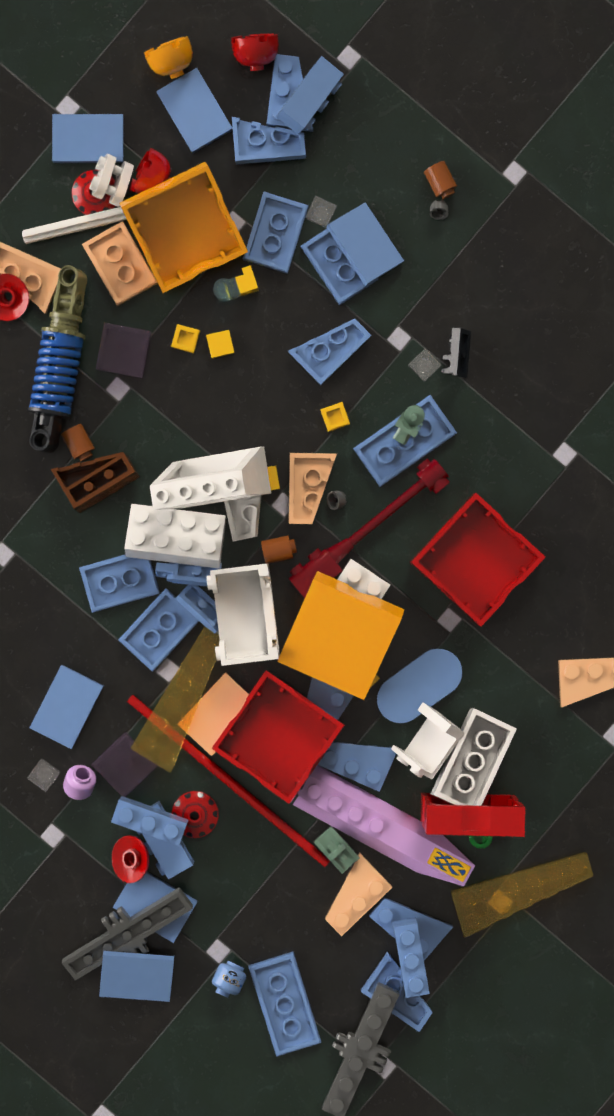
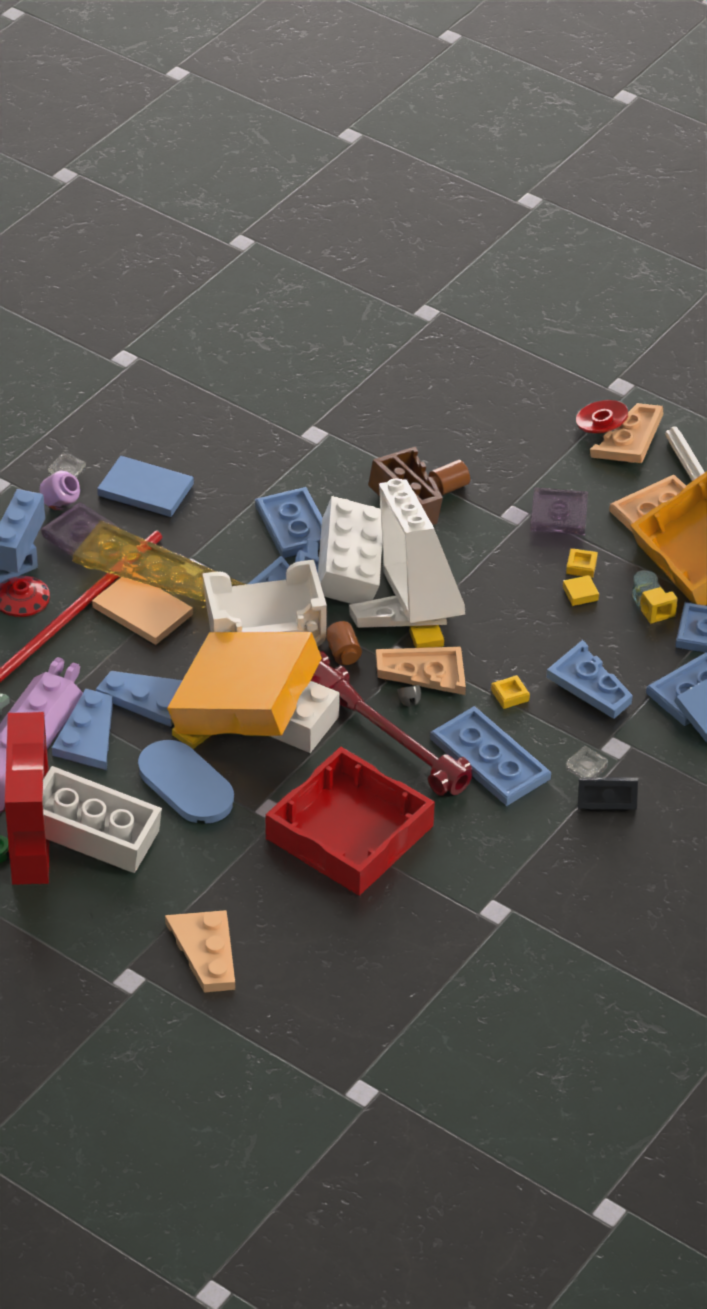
camera: 85 degrees right, 45 degrees down
(60, 345) = (520, 451): piece -> none
(158, 630) = (235, 553): medium blue tile -> none
(278, 736) = (118, 640): red tile -> none
(409, 423) = (510, 735): sand green hips -> none
(431, 744) = (139, 782): white panel -> none

